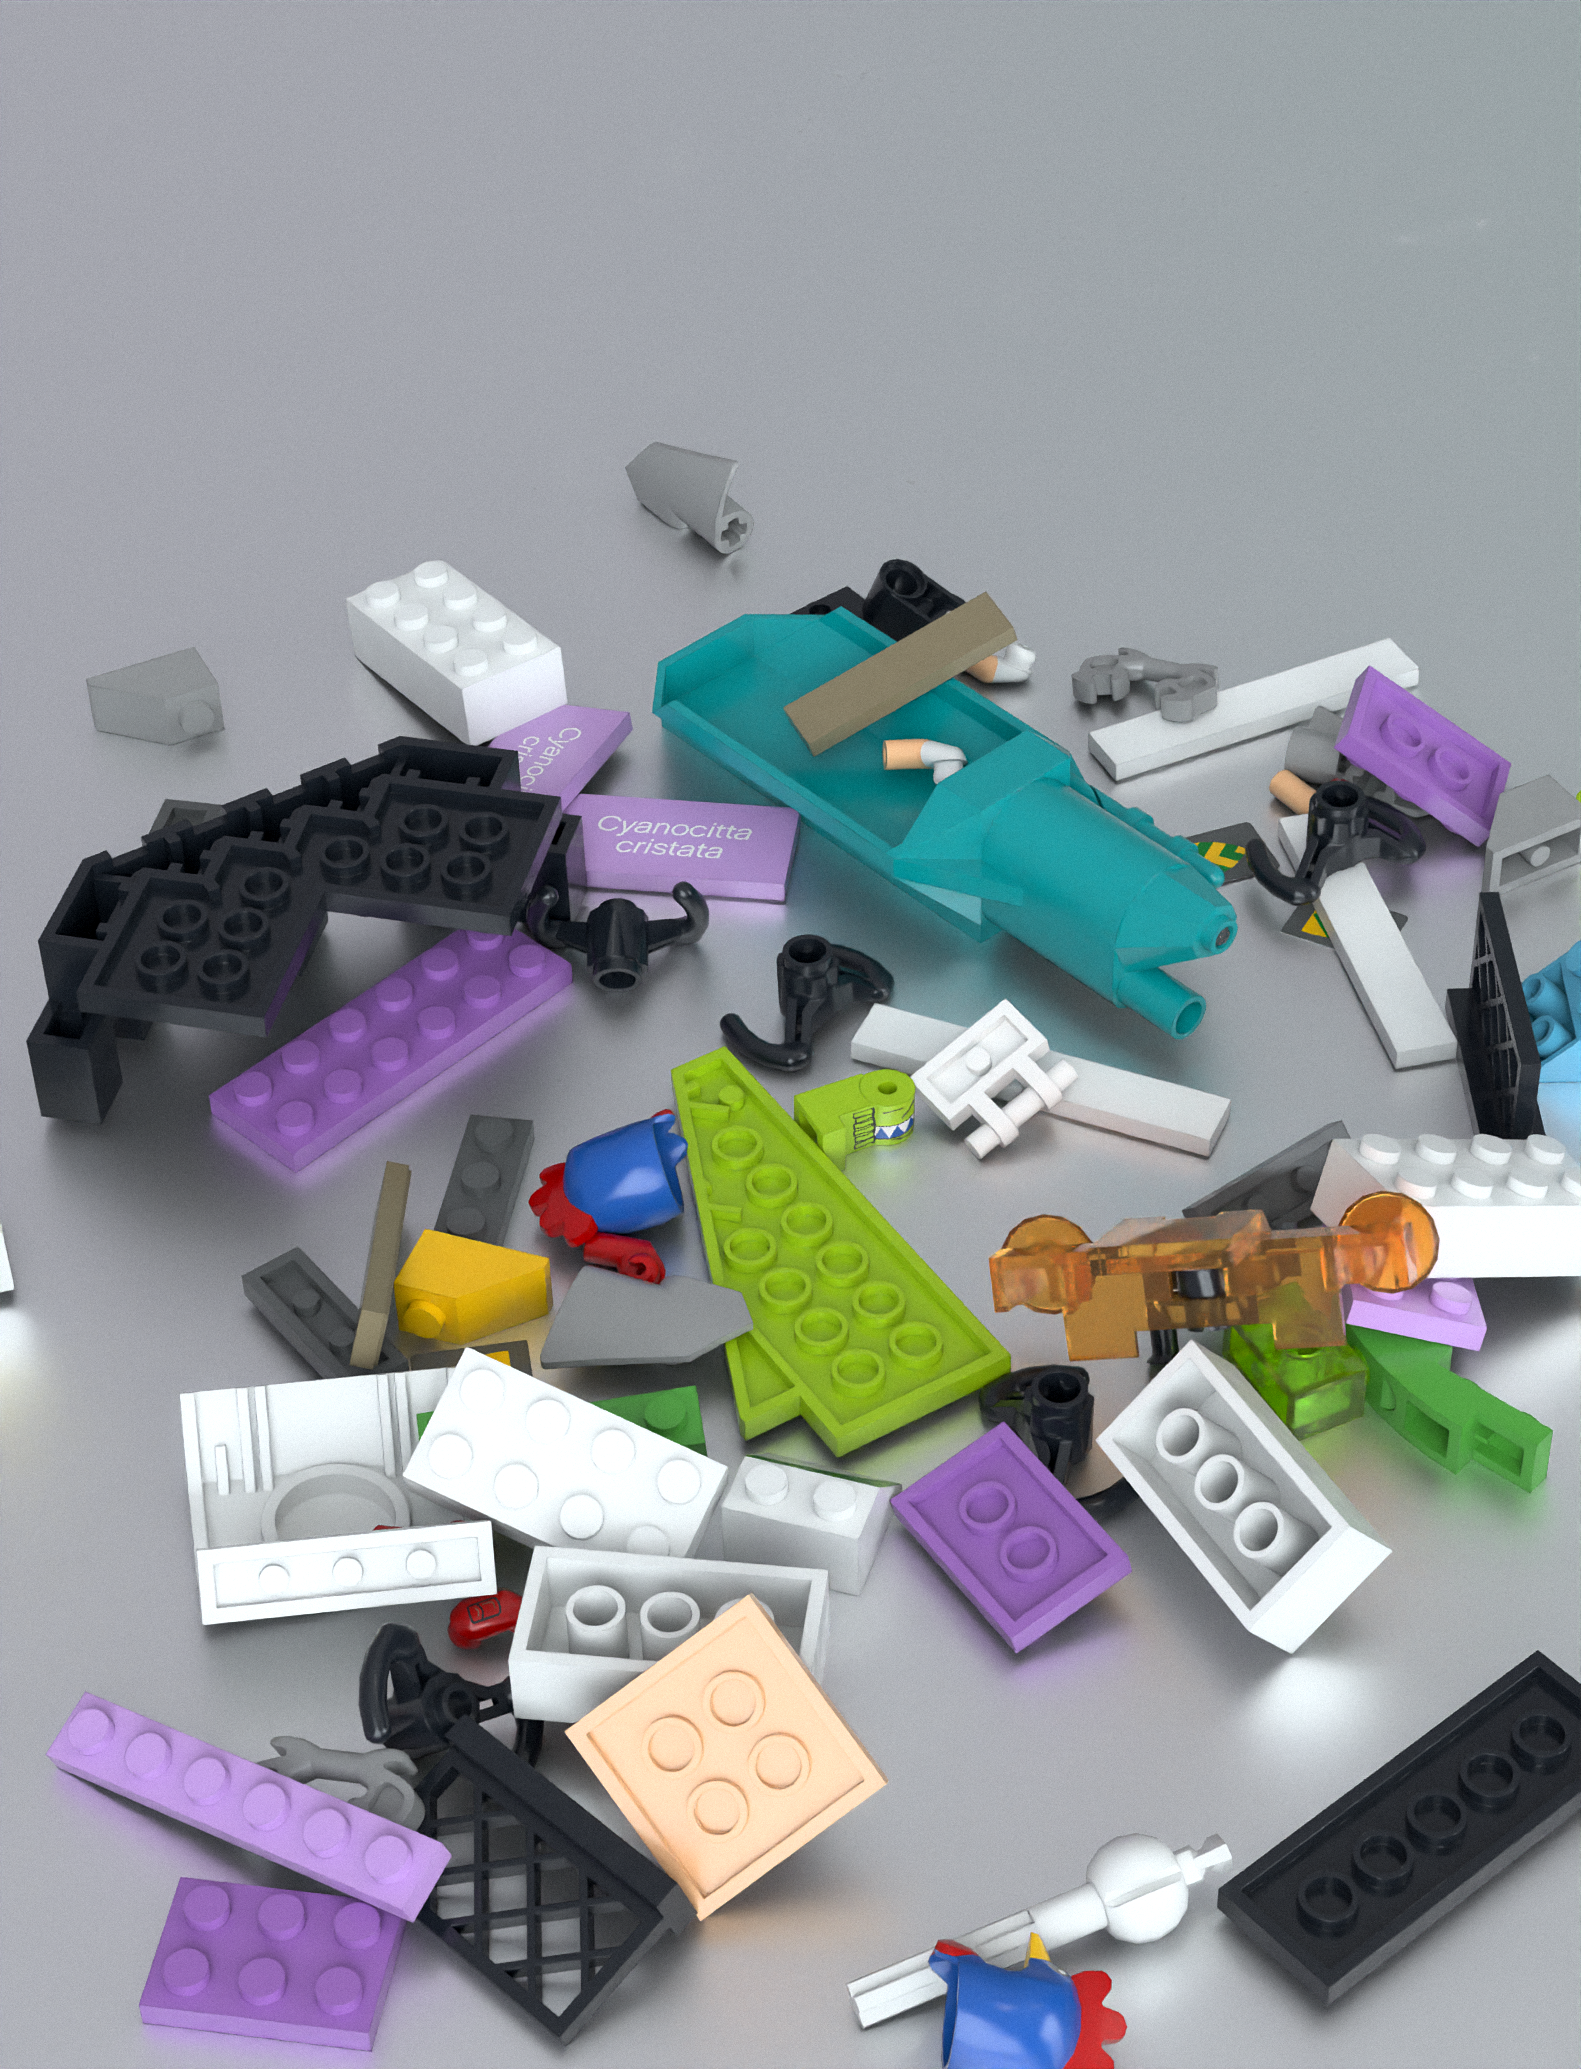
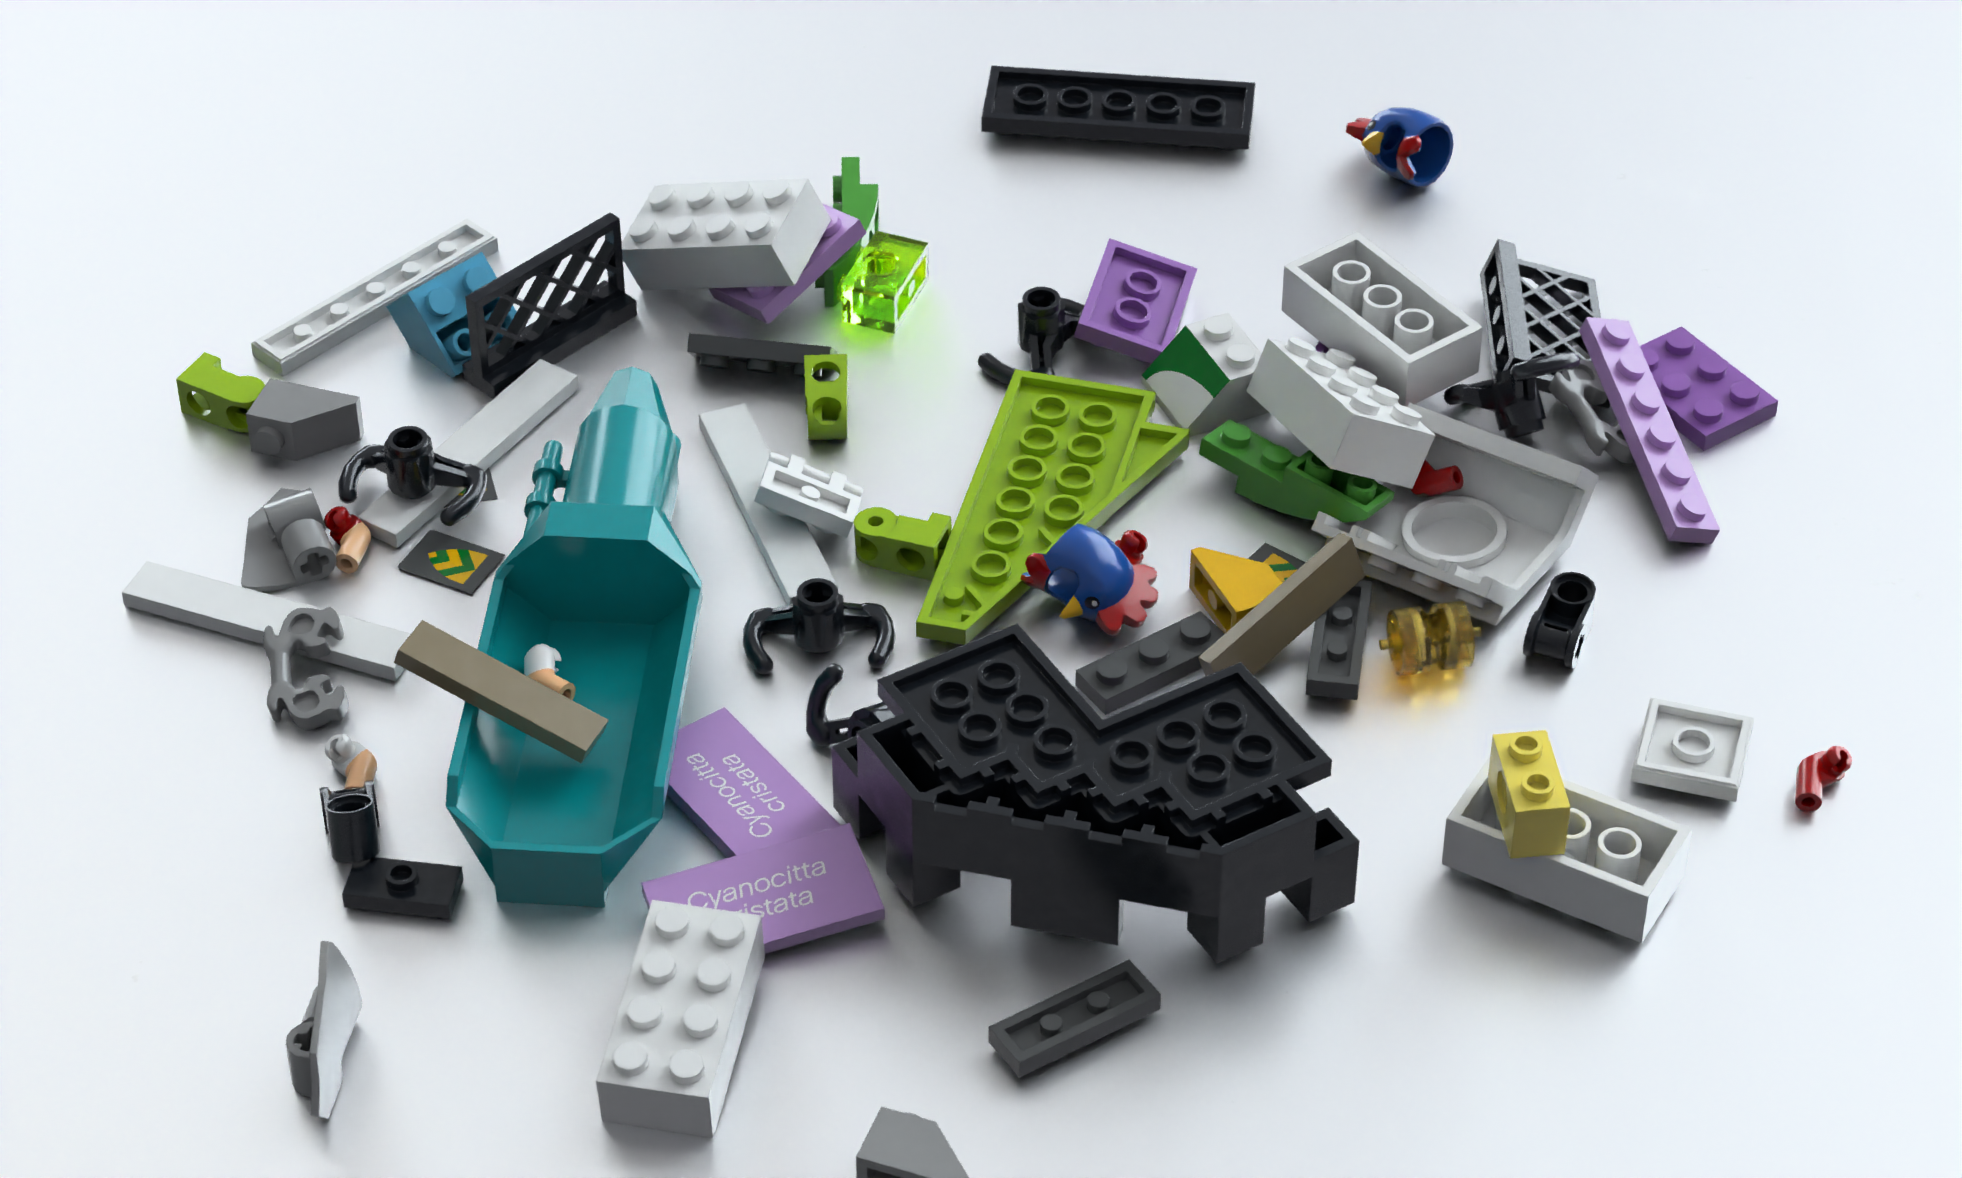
camera: 135 degrees left, 0 degrees up
(110, 1505) = (1562, 619): none -> black piece
(226, 1353) = (1435, 637): none -> clear yellow wheel
(635, 1321) = (1170, 510): light grey panel -> none
(726, 1756) = (1419, 255): light nougat plate -> none
(1130, 1889) = (1288, 153): white piece -> none
(1134, 1184) = (826, 400): none -> lime leg
(1224, 1270) = (972, 190): clear orange piece -> none
(1242, 1497) = (1023, 219): white brick -> none
(1422, 756) = (278, 475): medium lavender plate -> none

